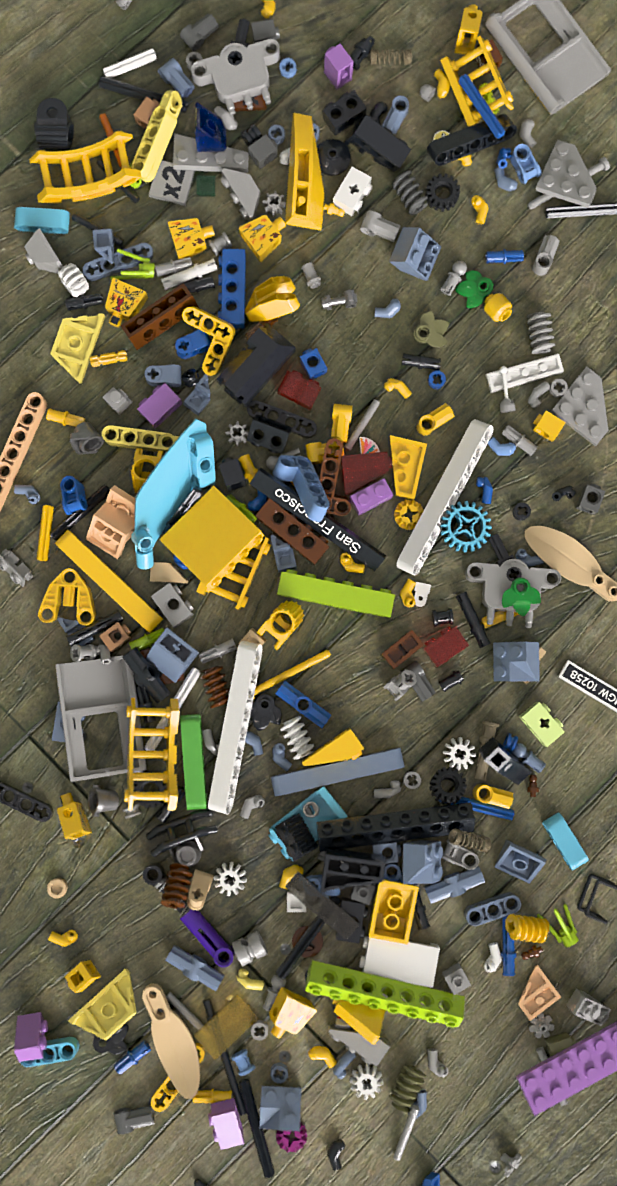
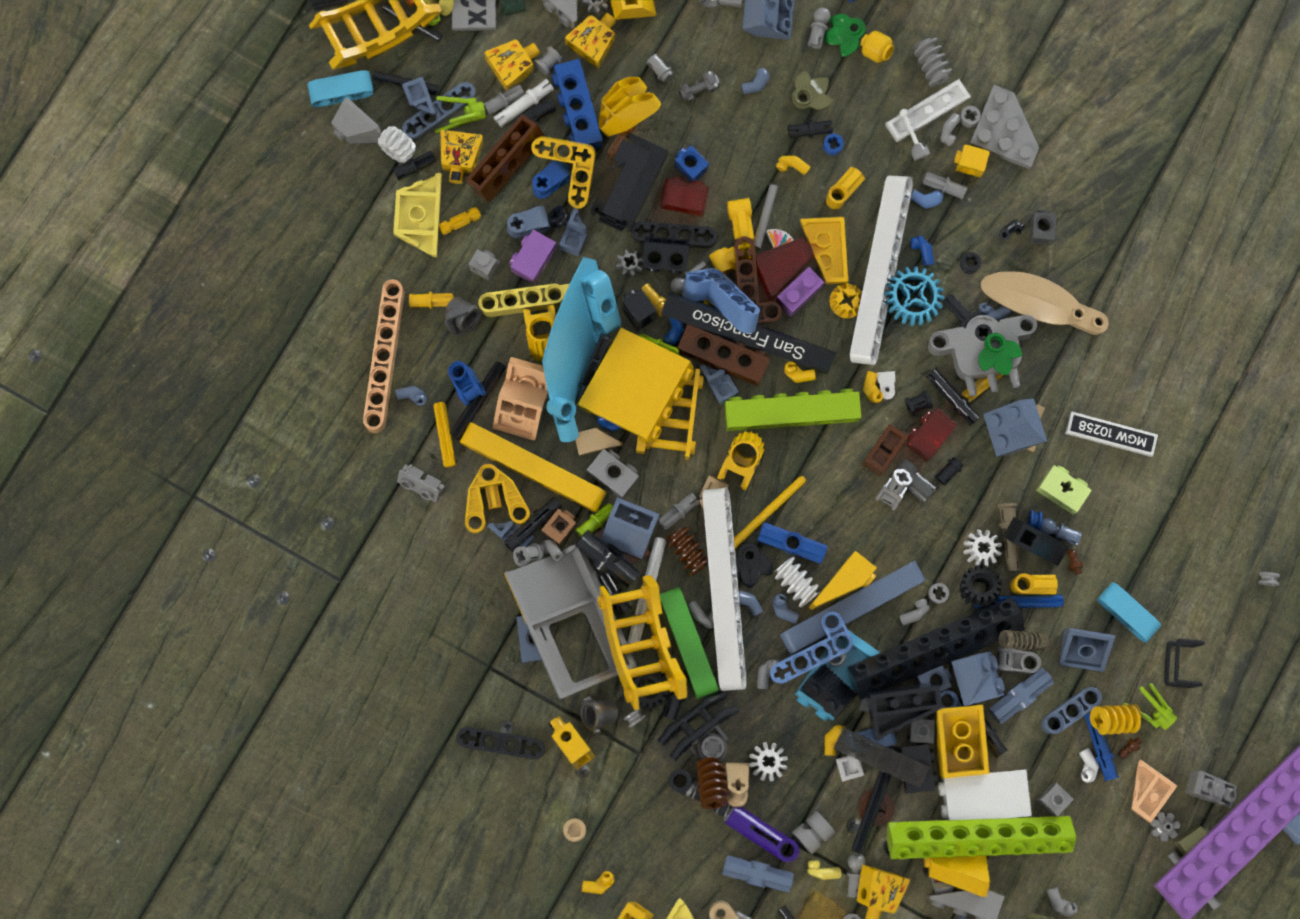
camera: 20 degrees left, 5 degrees down
(288, 801) = (809, 653): none -> medium blue beam

